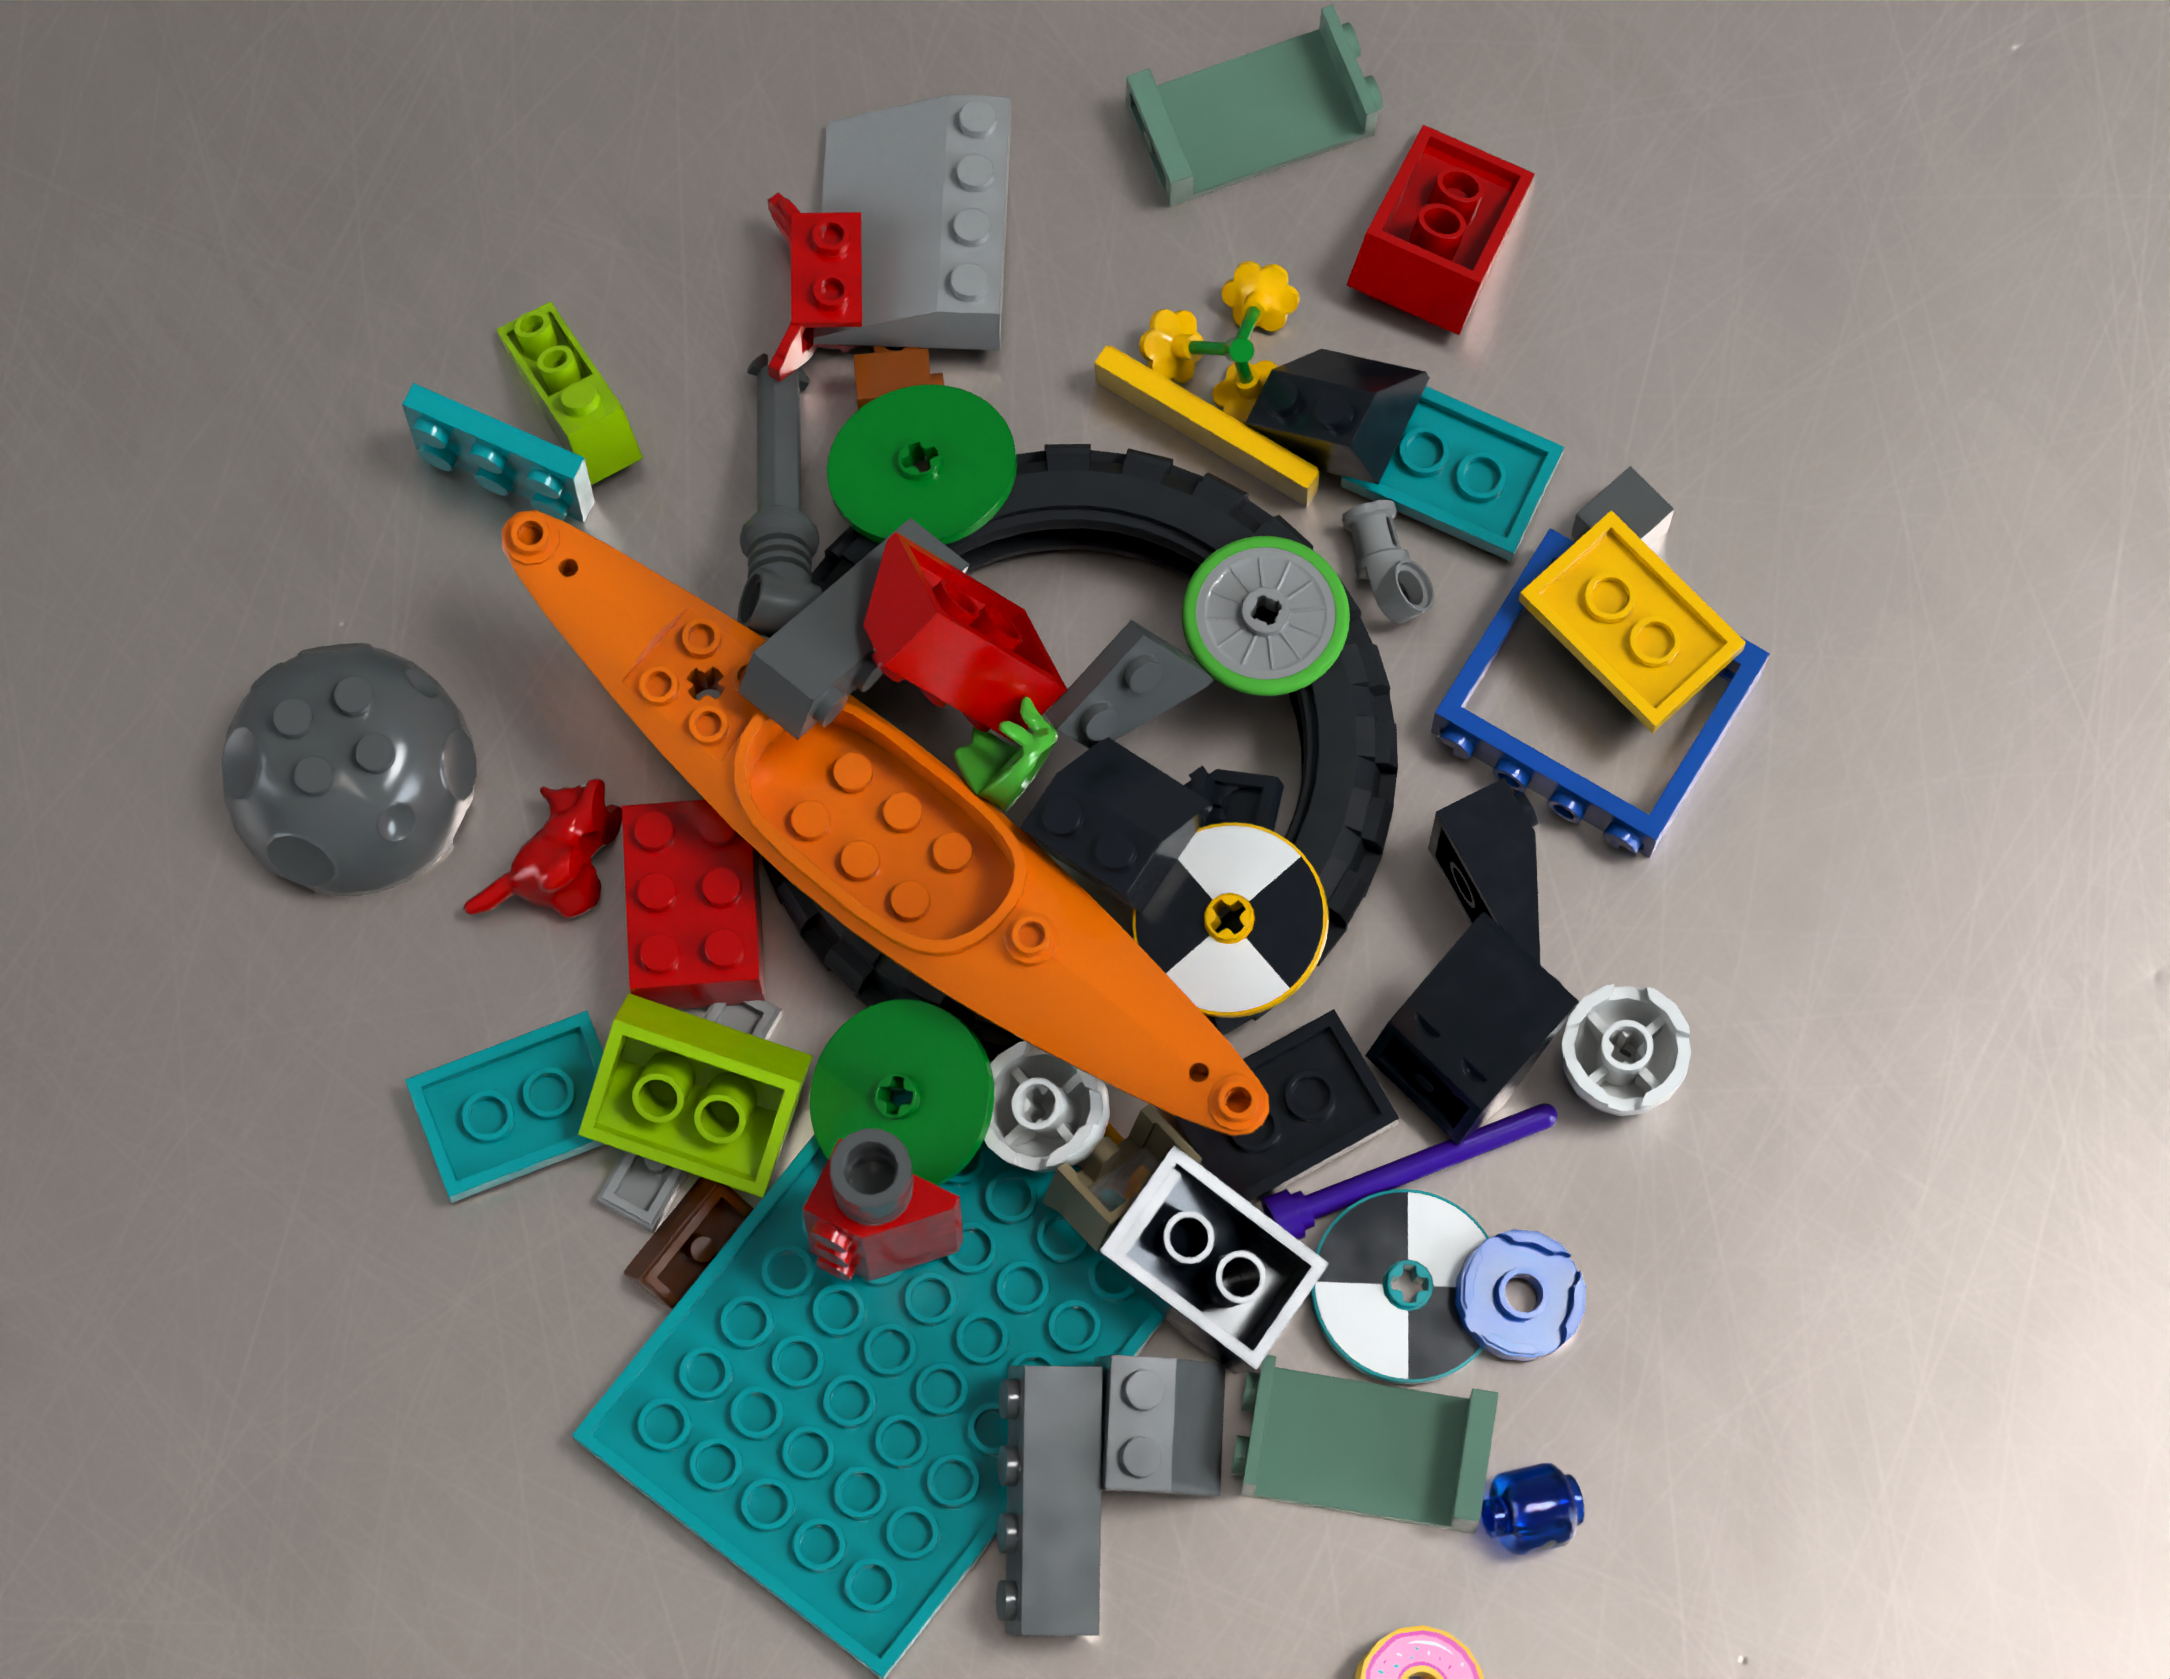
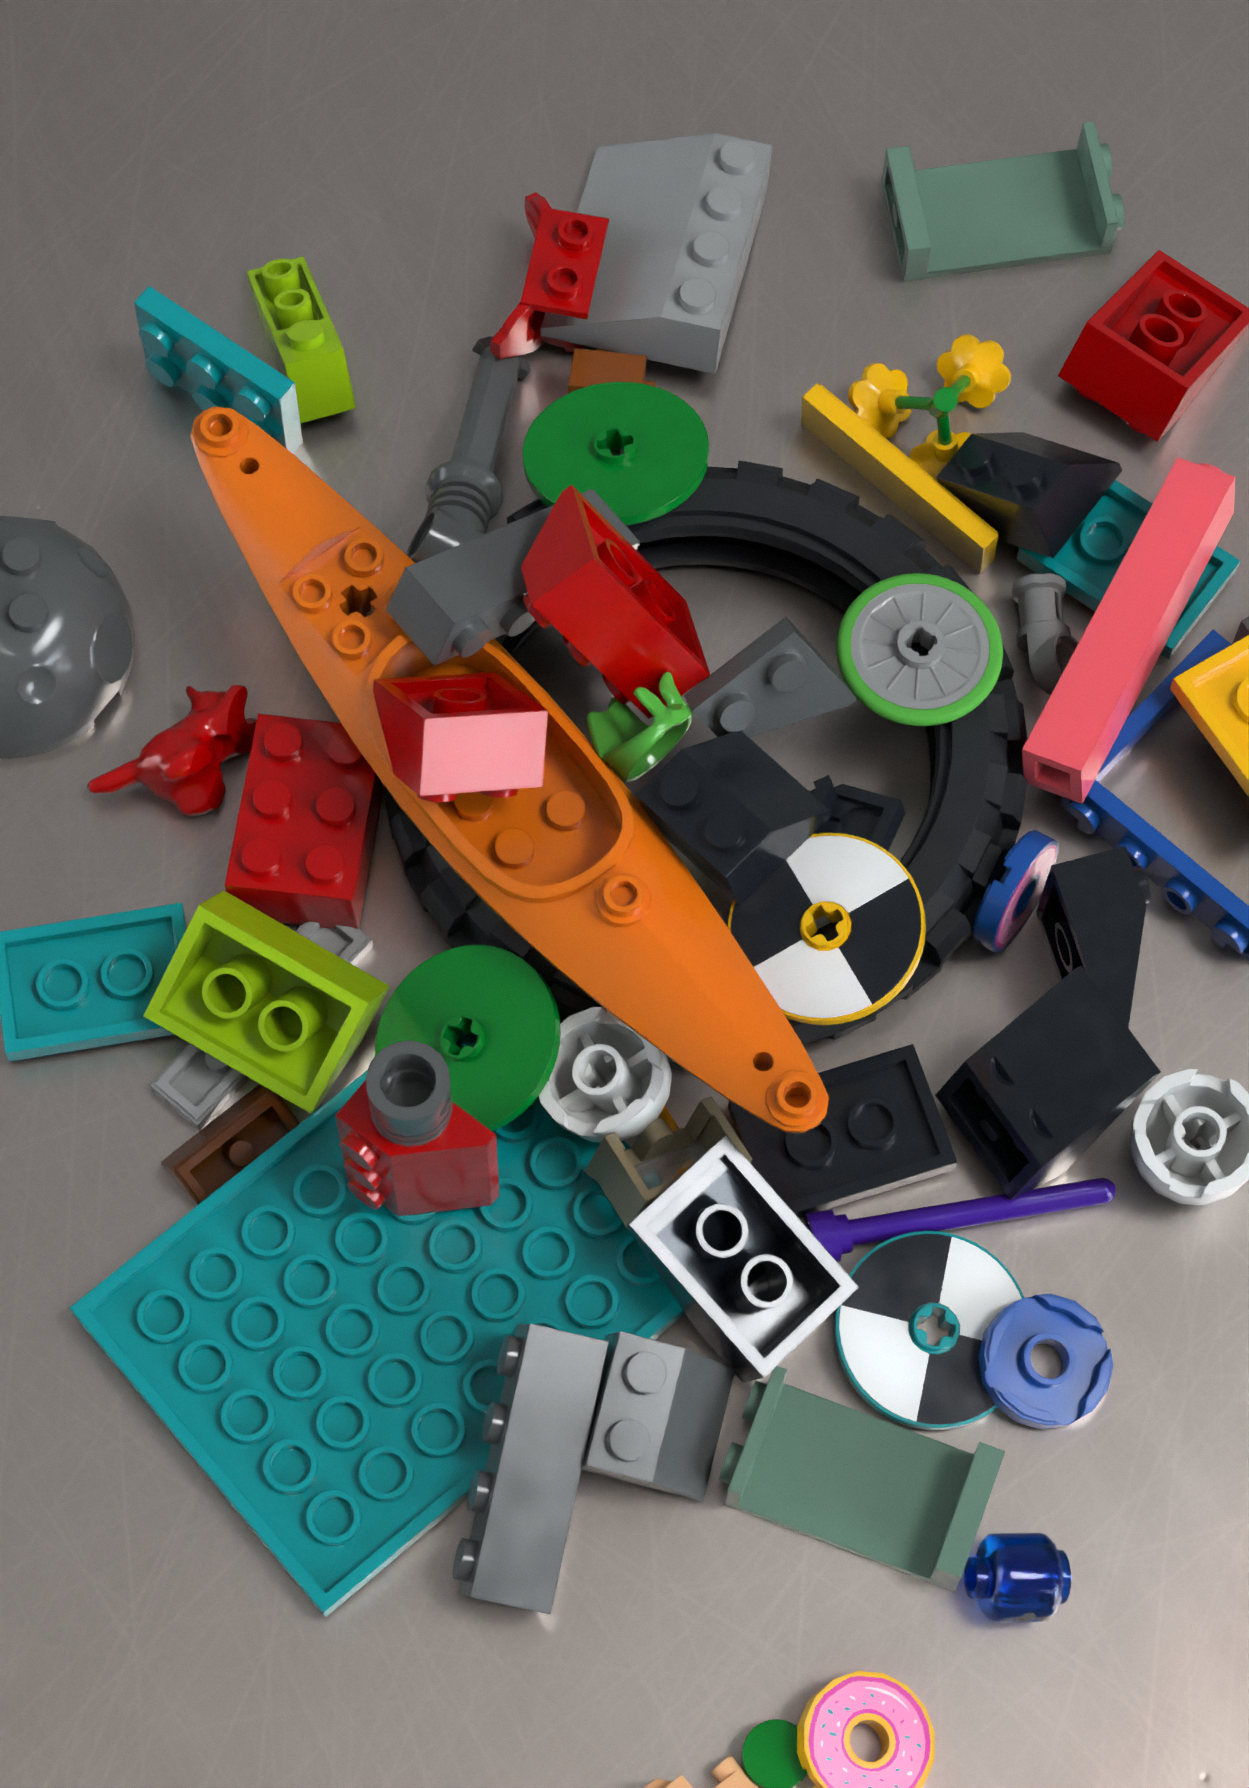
camera: 10 degrees right, 5 degrees down
(839, 802) = (462, 734): none -> slope
(1407, 837) = (1013, 899): none -> blue tile
(1468, 546) = (1128, 630): none -> coral brick

